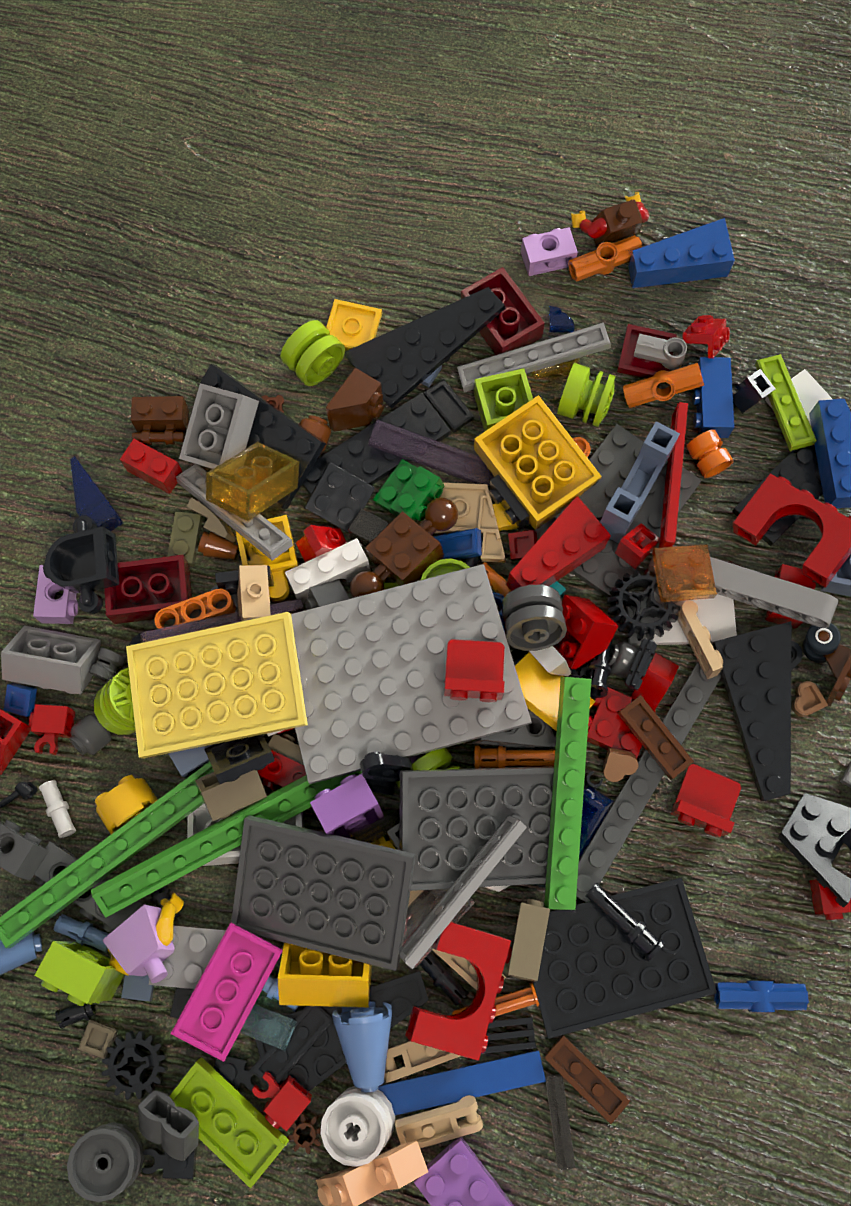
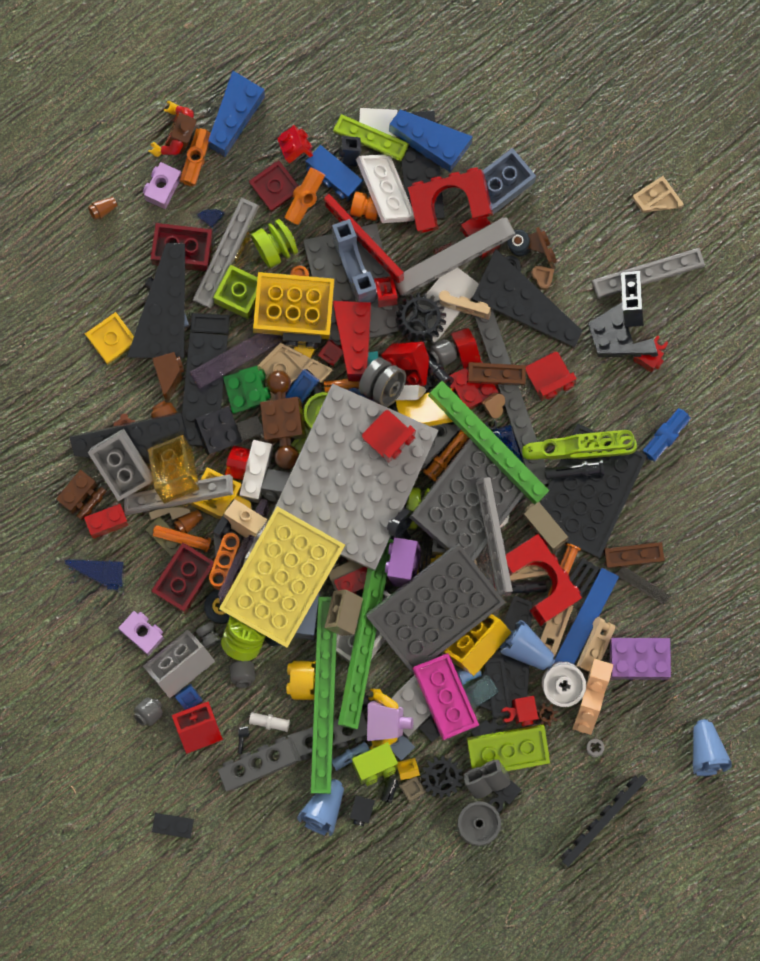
camera: 55 degrees left, 5 degrees up
(25, 1000) = (361, 810): none -> black brick
(51, 723) = (218, 689): red brick -> none
(84, 562) = (143, 599): black piece -> none
(115, 1014) = (408, 769): none -> yellow plate
(192, 552) = (179, 537): none -> orange axle
(239, 757) = (332, 594): black plate -> none
(312, 353) = (119, 374): lime wheel -> none
(476, 217) = (102, 208): none -> dark orange cone
(640, 664) = (452, 348): black axle -> none
(654, 898) = (577, 447): none -> lime piece
(658, 350) = (281, 180): light grey piece -> none
(684, 573) = (423, 282): clear orange plate -> none
(746, 456) = (385, 188): none -> white tile

